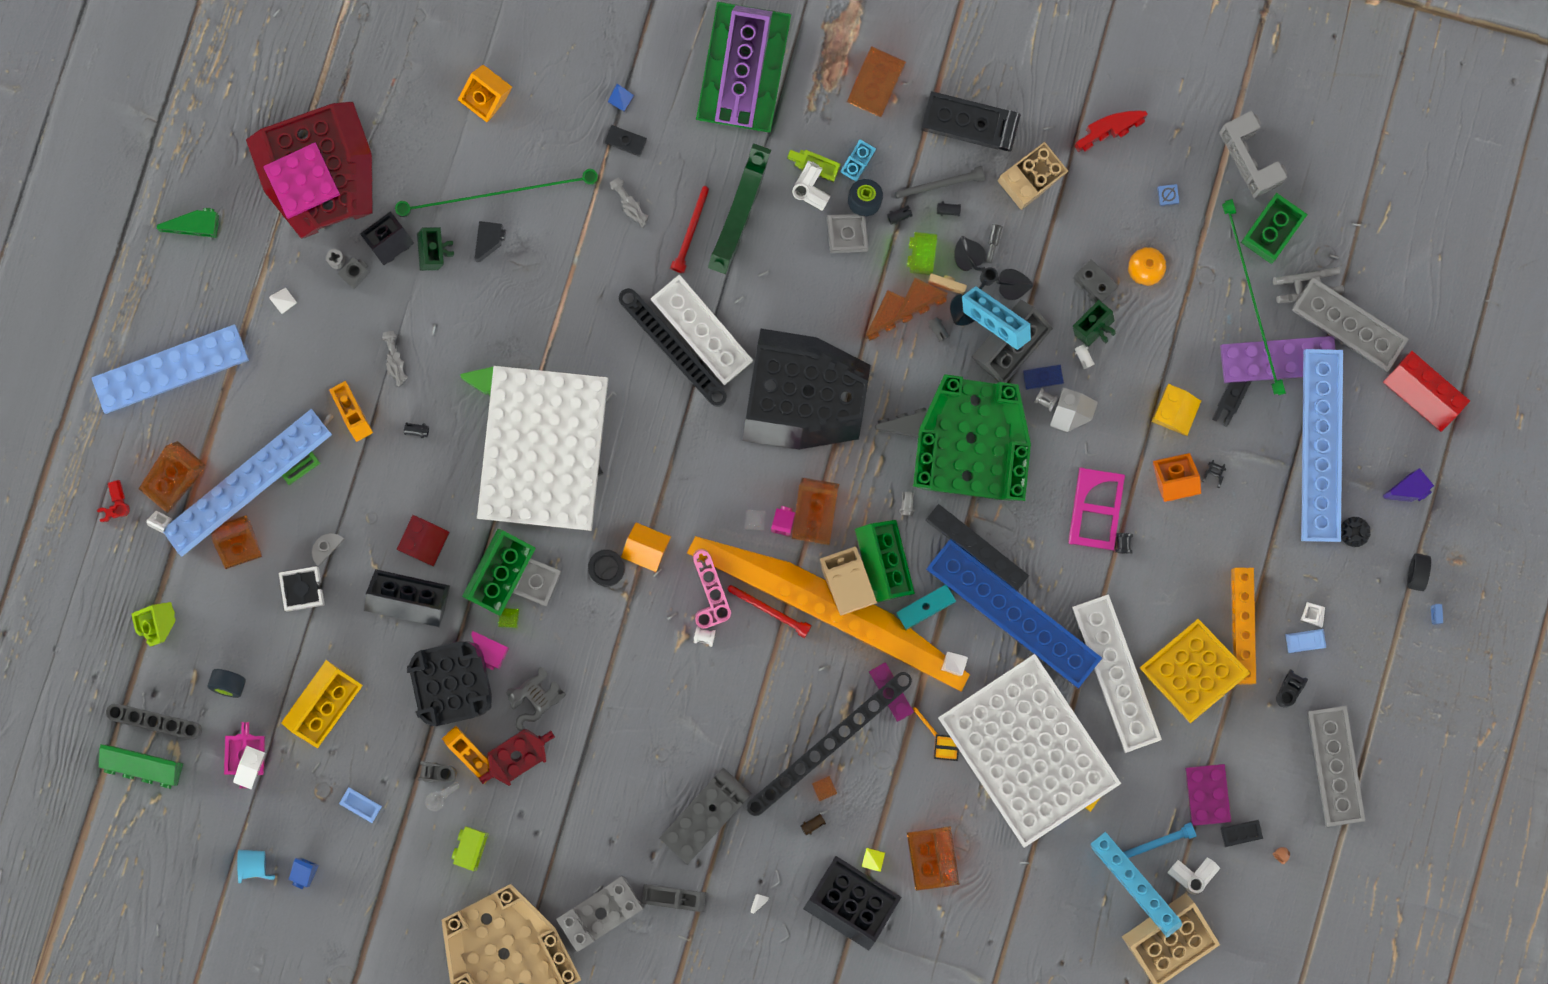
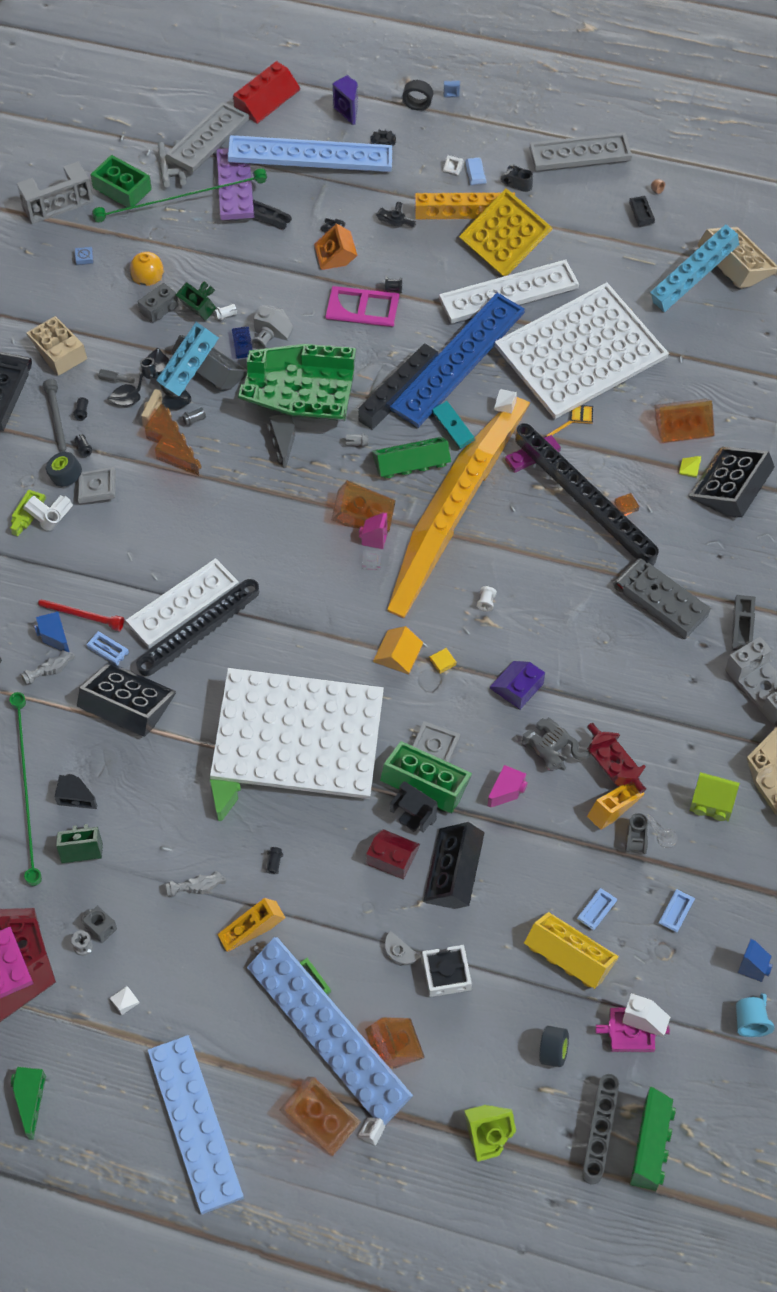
camera: 90 degrees left, 25 degrees down
(120, 508) = (341, 1178): red bar -> none
(363, 730) = (597, 909): none -> light blue tile
(387, 238) = (63, 891): black slope -> none
(450, 683) = (544, 818): black plate -> none
(461, 560) = (418, 807): none -> black panel
(509, 618) = (476, 769): clear neon green slope -> none
(591, 281) = (125, 698): none -> black slope
(606, 582) = (420, 669): black tyre -> none
(606, 664) = (519, 683): none -> dark purple slope
(634, 591) = (443, 660): none -> yellow tile
(657, 263) = (123, 651): none -> light blue tile
(667, 203) = (52, 631): none -> blue slope
(708, 586) = (441, 588): bright pink beam -> none
(740, 209) = (71, 568): dark green arch -> none
(758, 902) = (741, 555): white slope -> none
(788, 416) = (270, 527): black wedge -> none
(801, 628) = (476, 520): red piece -> none
(812, 824) = (663, 514): dark brown pin -> none
(847, 581) = (431, 476): tan slope -> none
(858, 160) = (26, 479): medium azure slope -> none
(923, 253) = (121, 426): clear neon green brick -> none
(1116, 124) = (19, 294): red slope -> none
(1176, 410) = (274, 252): yellow slope -> none
(1186, 832) = (644, 246): dark azure piece -> none
(1203, 874) = (685, 238): white piece -> none
(1208, 794) = (610, 233): magenta plate -> none
(1227, 545) = (395, 217): none -> black piece

